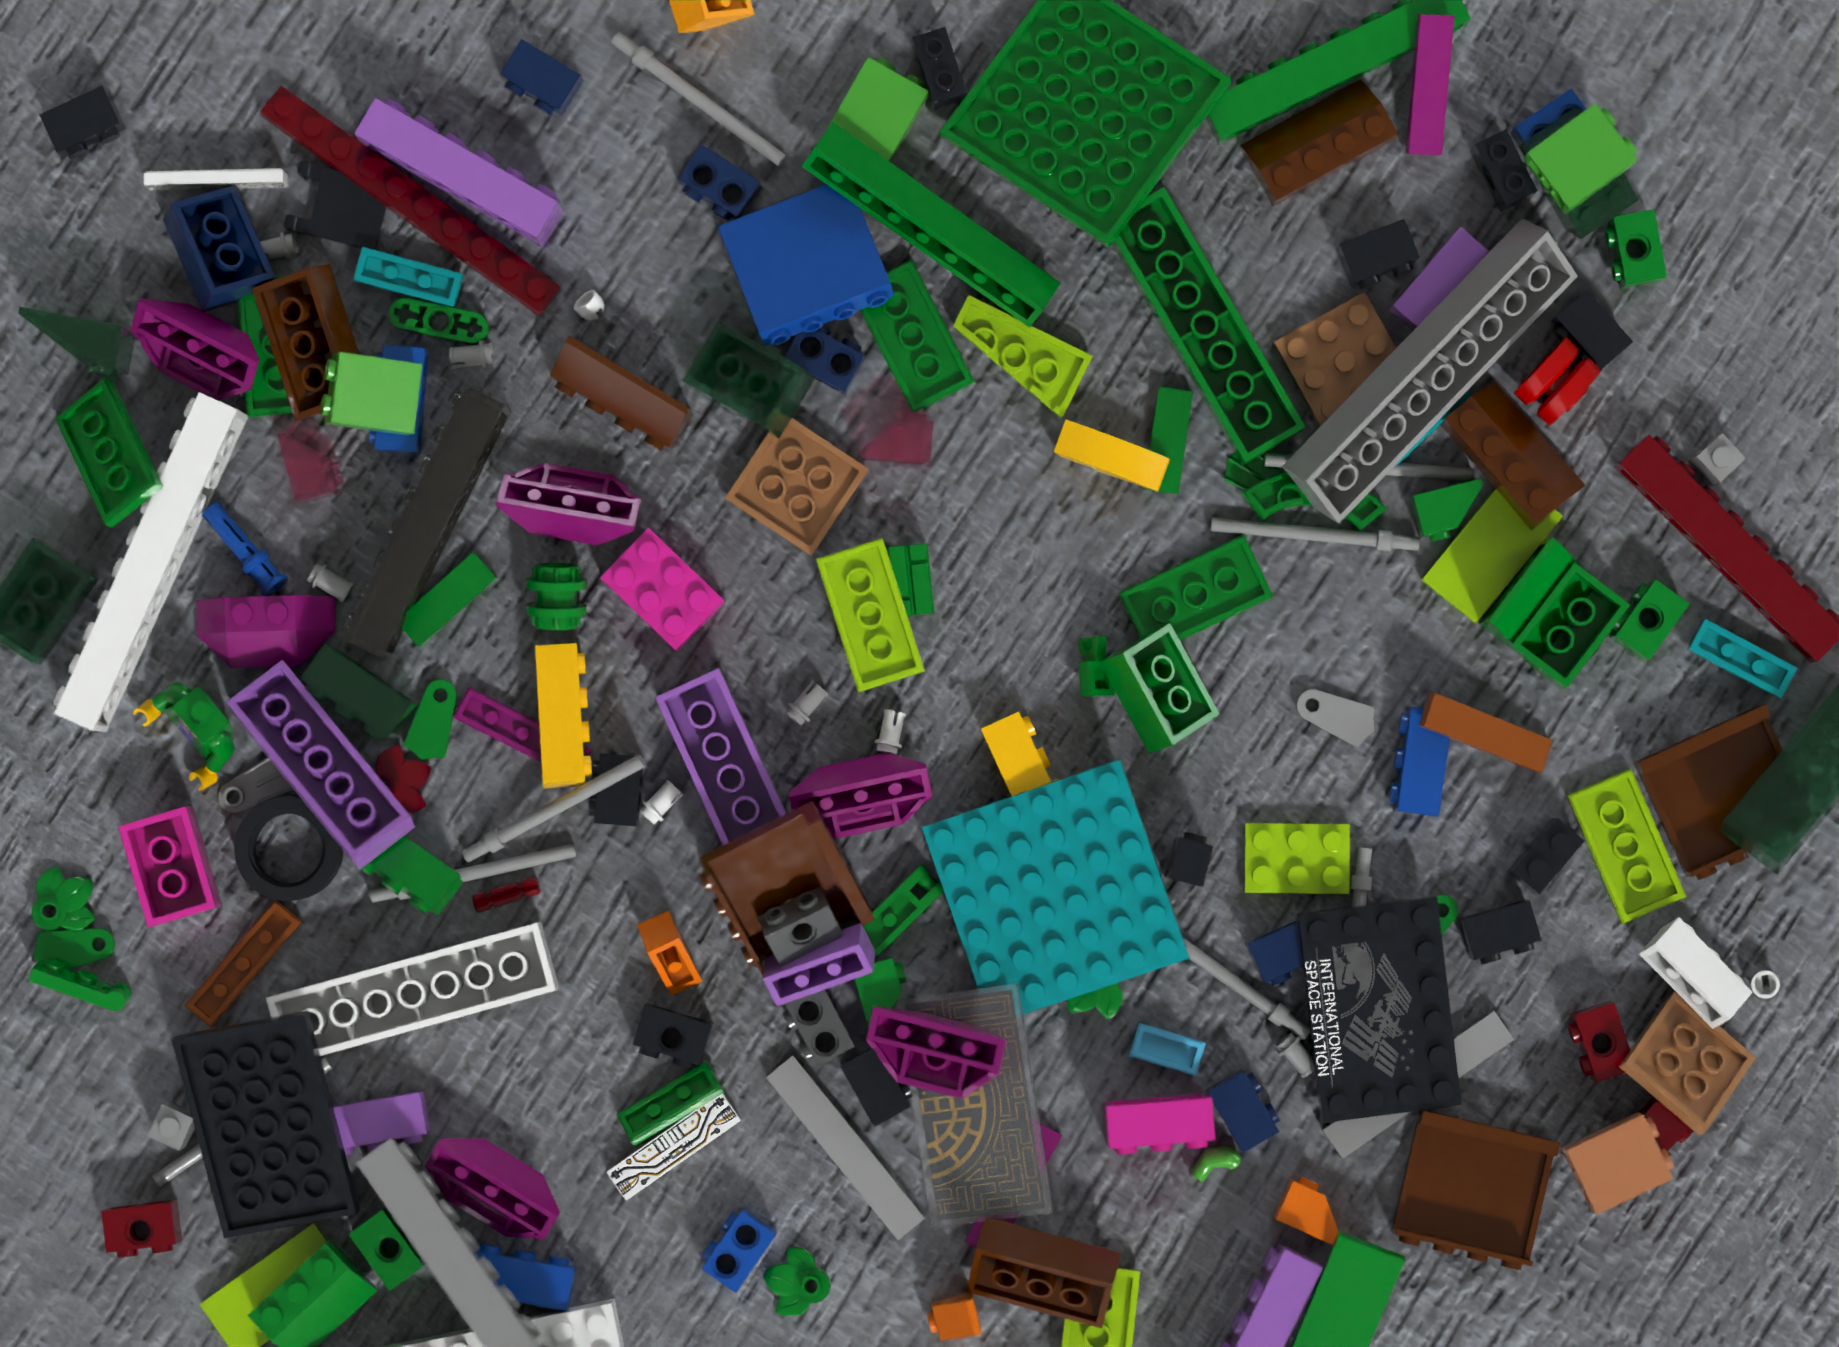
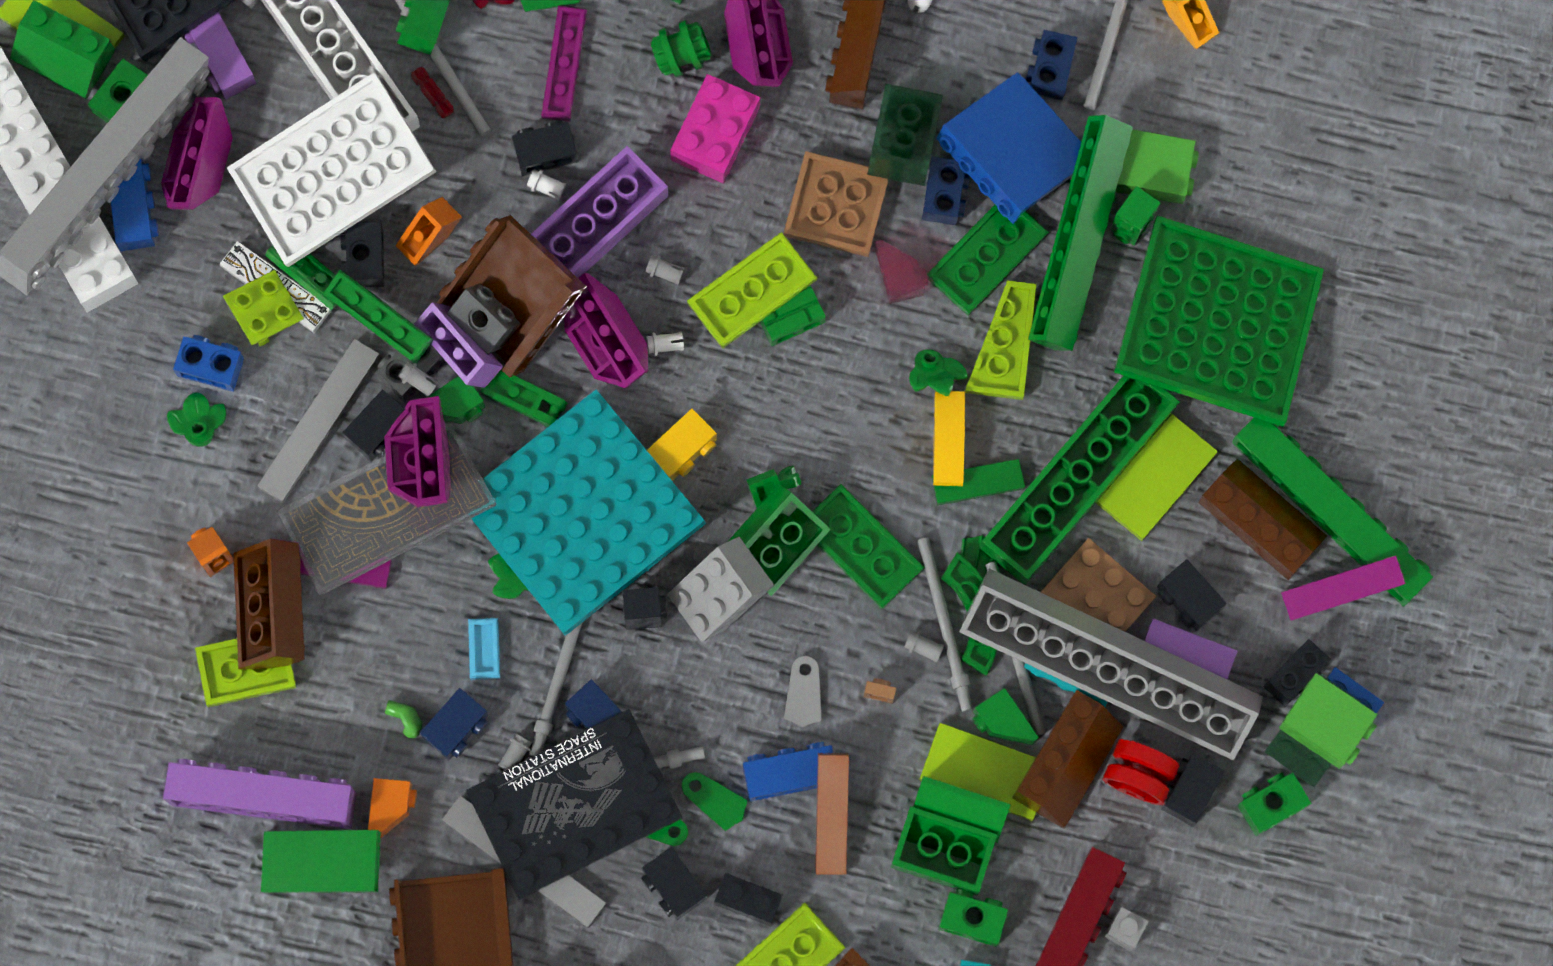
camera: 65 degrees right, 10 degrees down
(497, 839) = (474, 71): light grey bar -> none
(560, 715) = (587, 82): yellow brick -> none
(568, 1040) = (331, 169): none -> white plate
(696, 1168) = (263, 308): none -> lime hinge
(756, 1043) = (378, 316): none -> green tile
(844, 1023) = (417, 378): none -> light grey pin
(932, 157) = (1134, 216): none -> green brick
(939, 68) = (1208, 200): black brick -> none
(1035, 443) = (937, 373): none -> green plate
(1159, 1123) = (420, 656): dark pink brick -> none
(1201, 768) = (720, 589): none -> light grey brick
(1233, 240) = (1156, 477): none -> lime tile
(1297, 858) = (675, 700): lime plate -> none
(1331, 566) = (923, 646): none -> light grey pin
(1365, 631) = (880, 690): none -> medium nougat plate
(1422, 853) = (715, 800): none -> green piece

